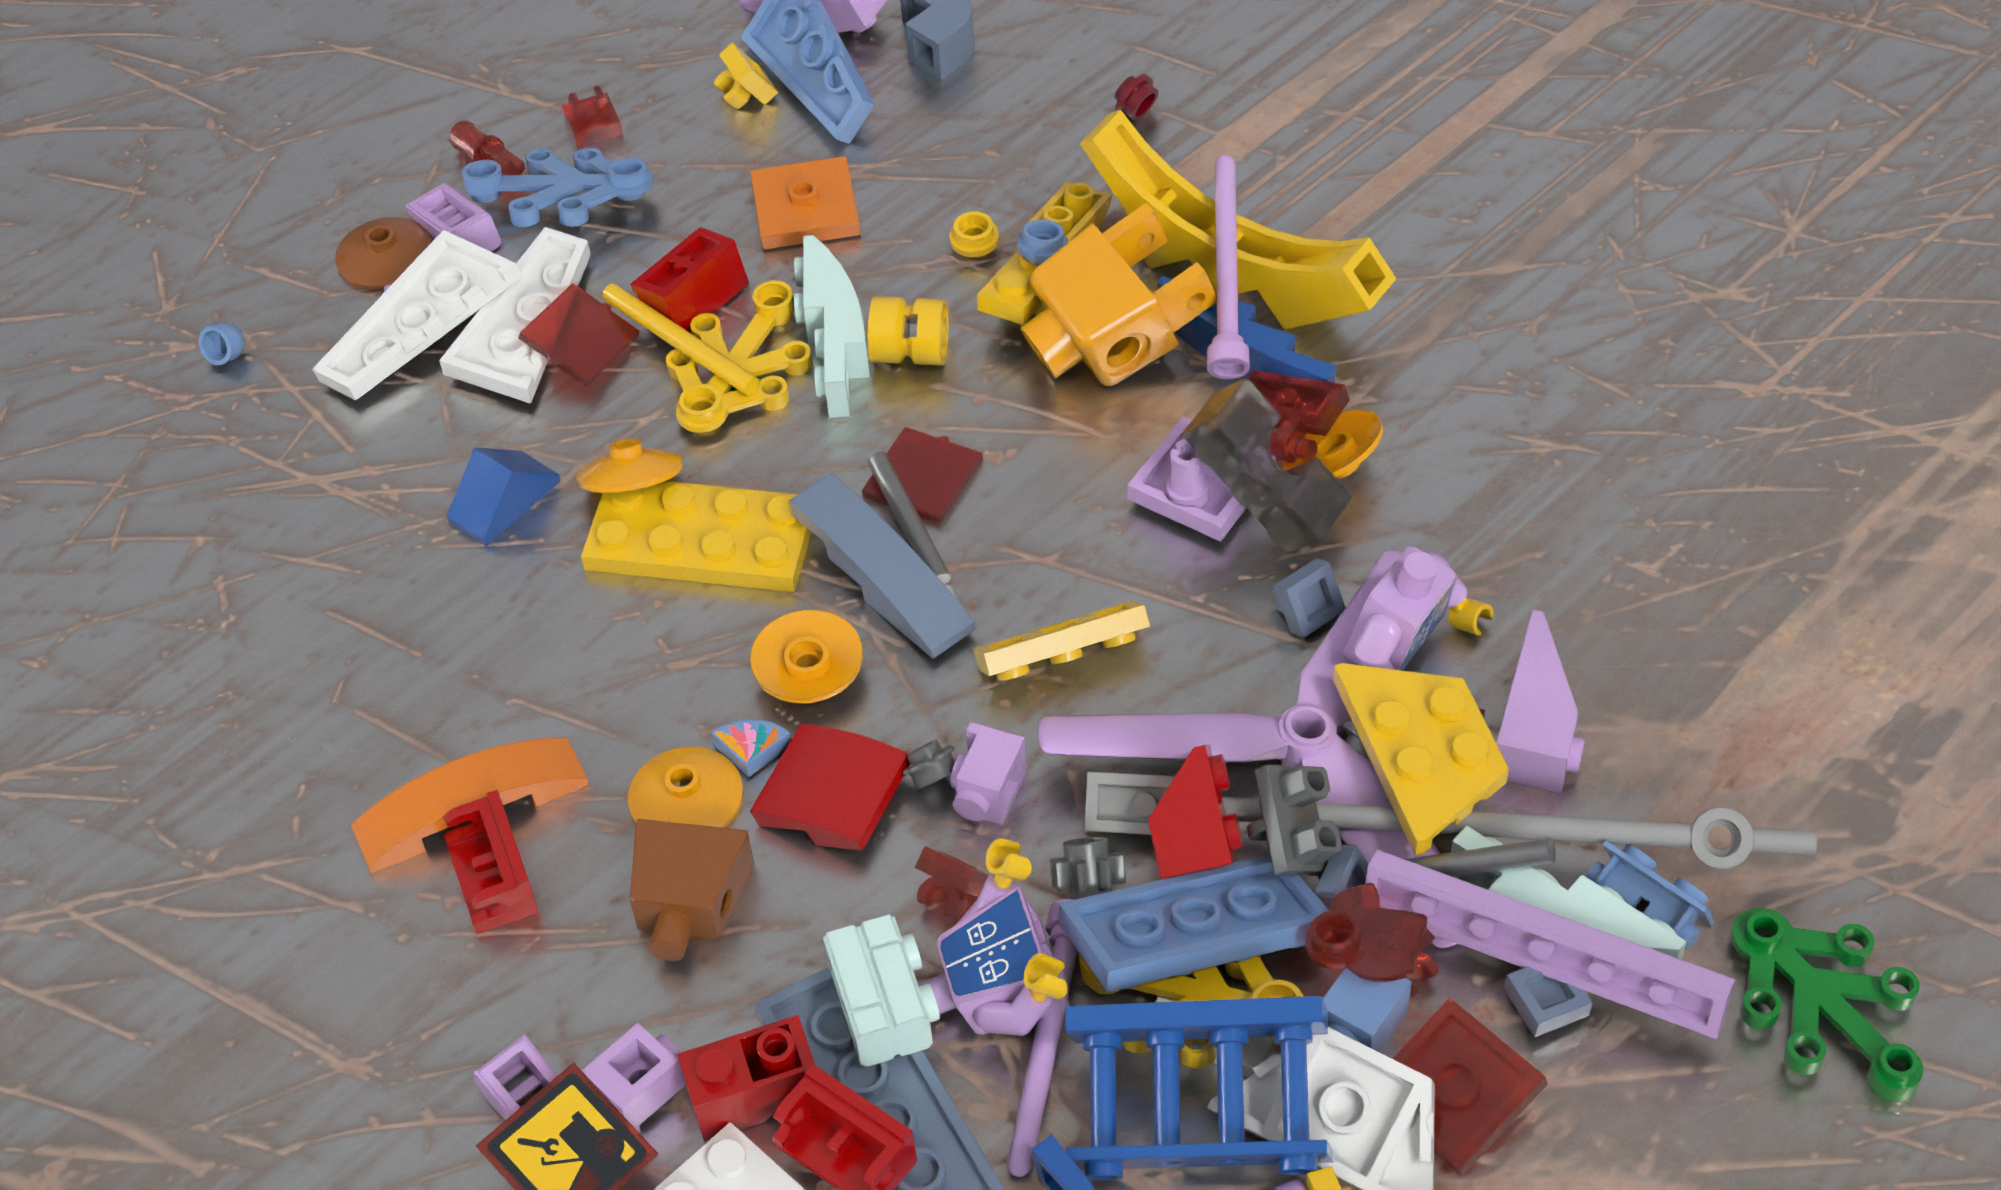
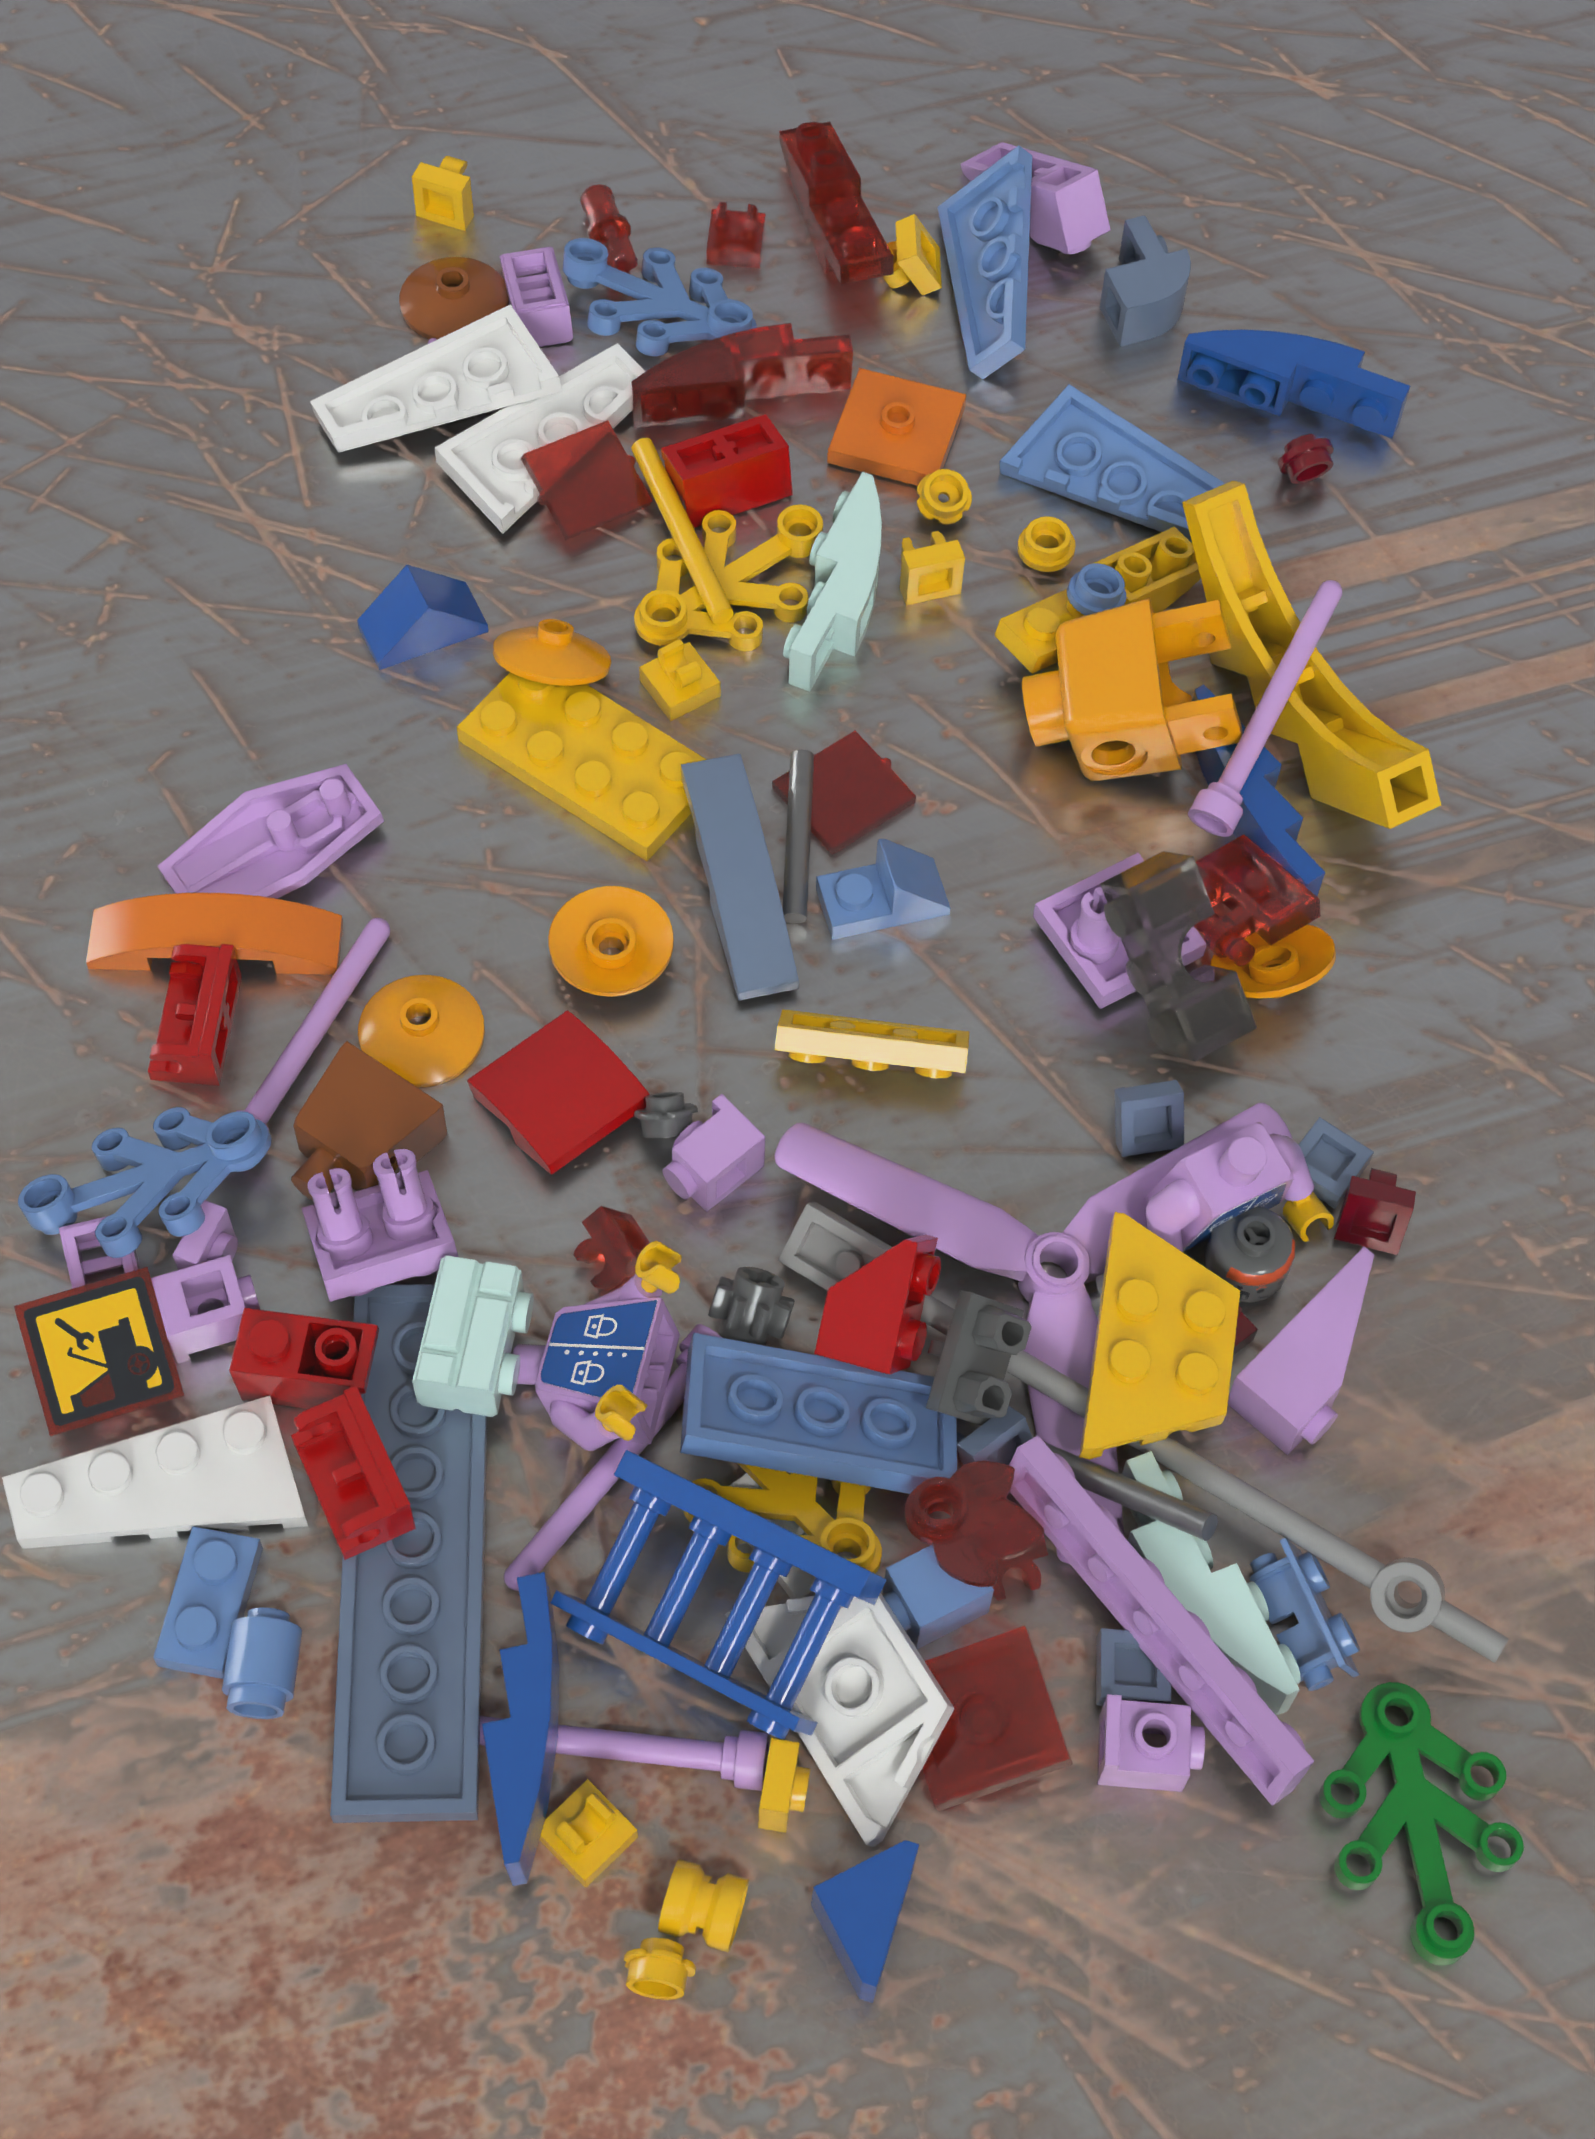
camera: 20 degrees right, 10 degrees up
(221, 343) = (243, 331): medium blue hinge -> none
(333, 177) = (443, 193): none -> yellow tile
(476, 700) = (275, 837): none -> lavender piece
(532, 991) = (226, 1146): none -> medium blue plant
(587, 936) = (318, 1020): none -> lavender piece
(605, 1021) = (210, 1241): none -> lavender plate
(647, 212) = (722, 373): none -> clear red slope
(655, 65) = (832, 204): none -> clear red slope
(741, 449) = (679, 680): none -> yellow tile
(750, 743) = (511, 1007): tile -> none
(750, 952) = (378, 1231): none -> lavender plate
(873, 222) = (948, 483): none -> yellow plate
(890, 330) = (917, 628): yellow wheel -> none
(898, 279) = (931, 570): none -> yellow tile
(993, 160) = (1106, 463): none -> medium blue wing
(1000, 534) = (883, 895): none -> medium blue slope
(1093, 38) = (1282, 367): none -> blue slope
(1451, 649) = (1252, 1253): none -> dark grey head
(1471, 564) = (1333, 1160): none -> sand blue plate
(1520, 587) = (1375, 1212): none -> dark red tile
(1583, 1056) = (1131, 1762): none -> lavender brick

